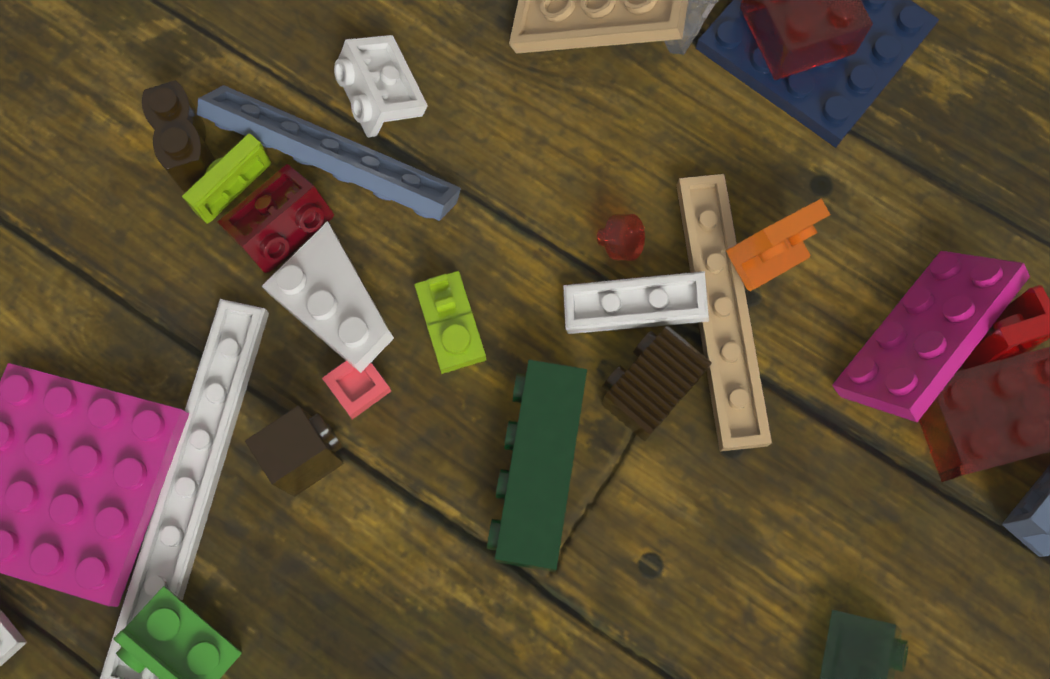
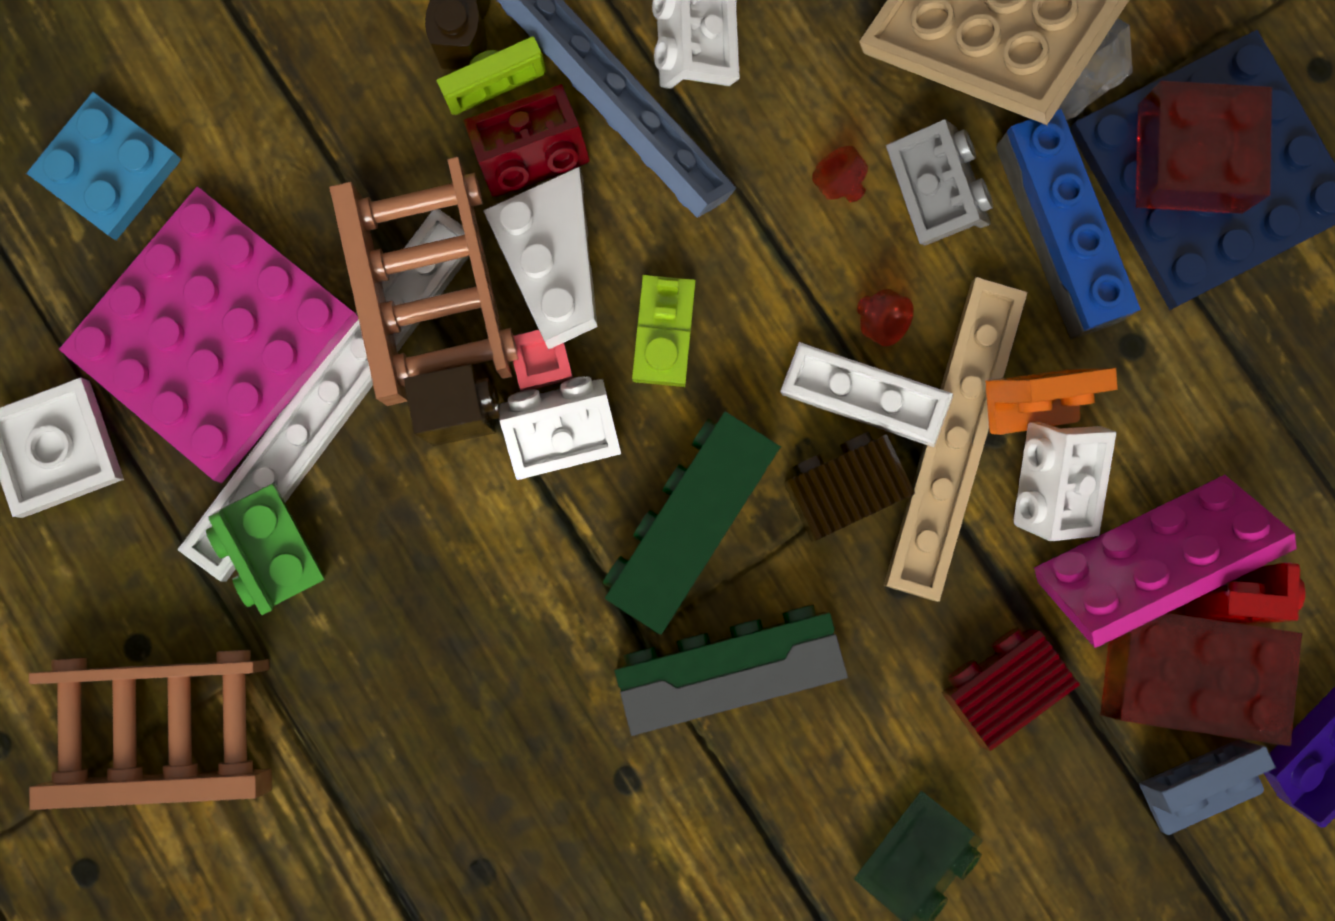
camera: 25 degrees right, 10 degrees up
(182, 366) = (371, 267): none -> nougat fence
(395, 434) = (558, 427): none -> white bracket
(539, 145) = (841, 174): none -> clear red tile
(616, 121) = (940, 181): none -> light grey bracket
(627, 579) = (729, 671): none -> piece
(730, 113) = (1066, 225): none -> blue piece
(822, 305) = (1064, 481): none -> white bracket
(860, 490) = (1008, 687): none -> dark red brick

